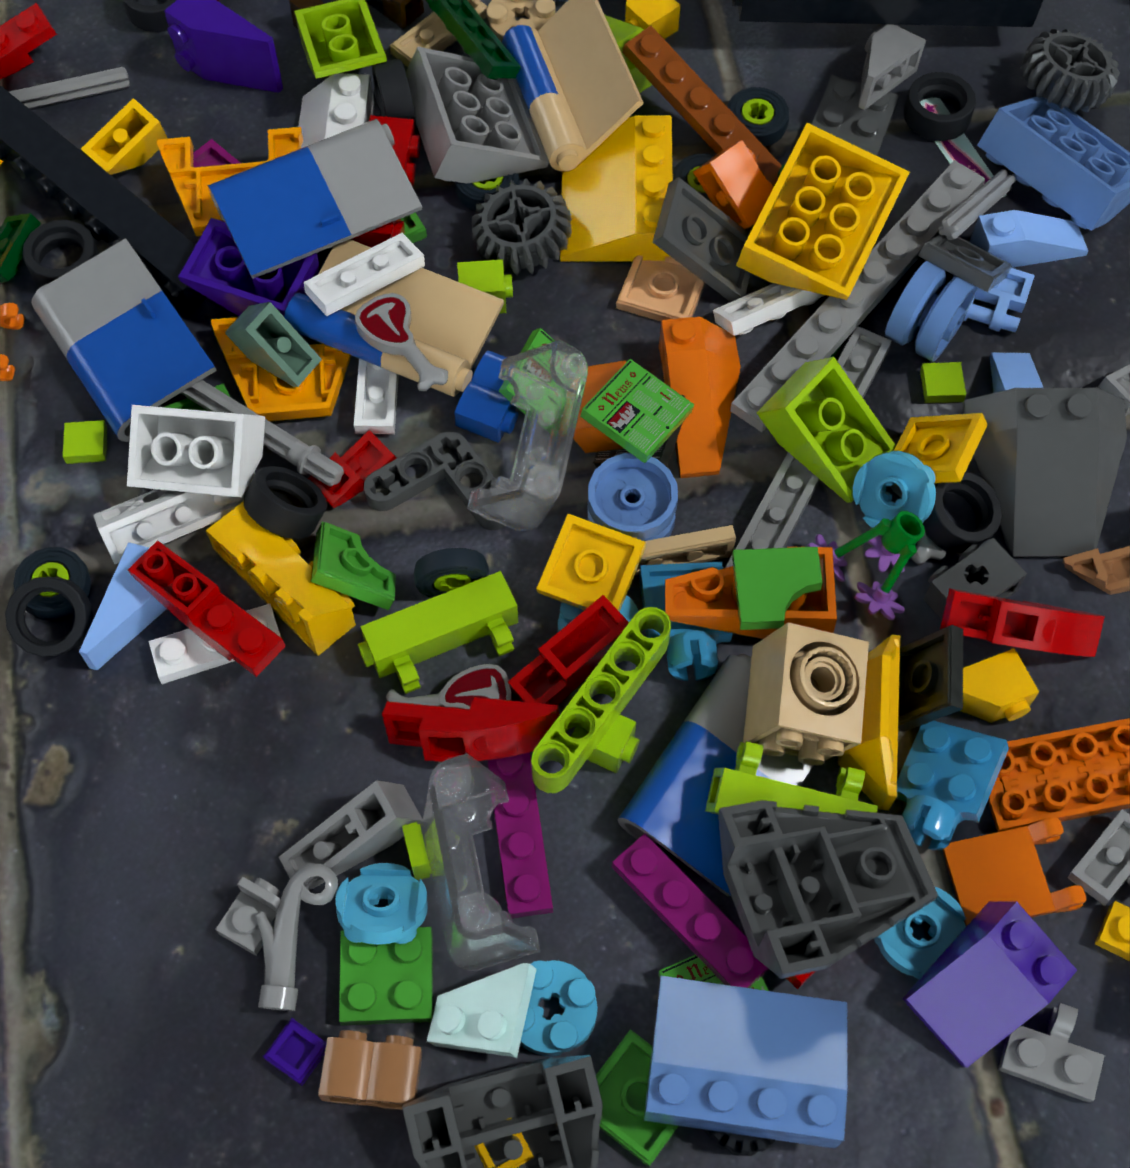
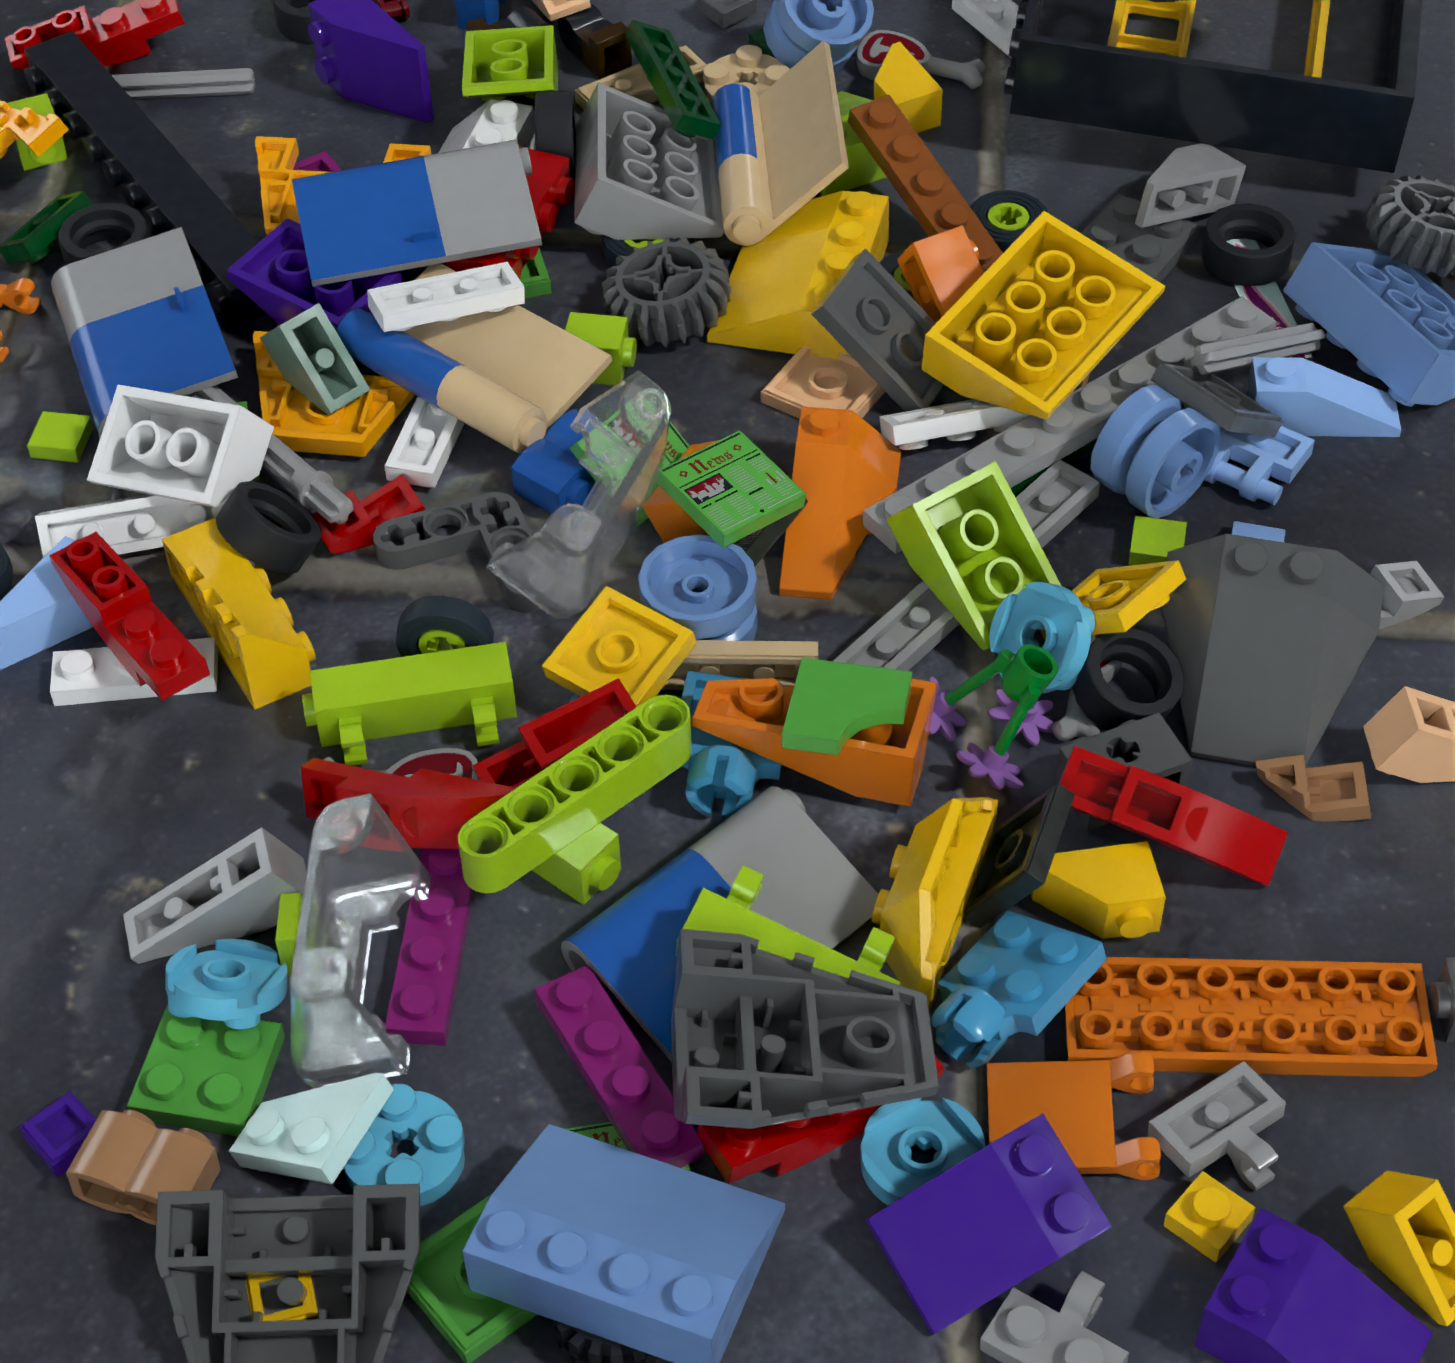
camera: 15 degrees right, 15 degrees down
(125, 140) = (221, 134): yellow slope -> none
(240, 921) = (66, 969): light grey bracket -> none
(281, 941) = (84, 1003): light grey plant -> none
(347, 568) = (321, 609): bright green tile -> none
(386, 325) = (453, 356): light grey piece -> none
(806, 693) = (844, 832): tan brick -> none

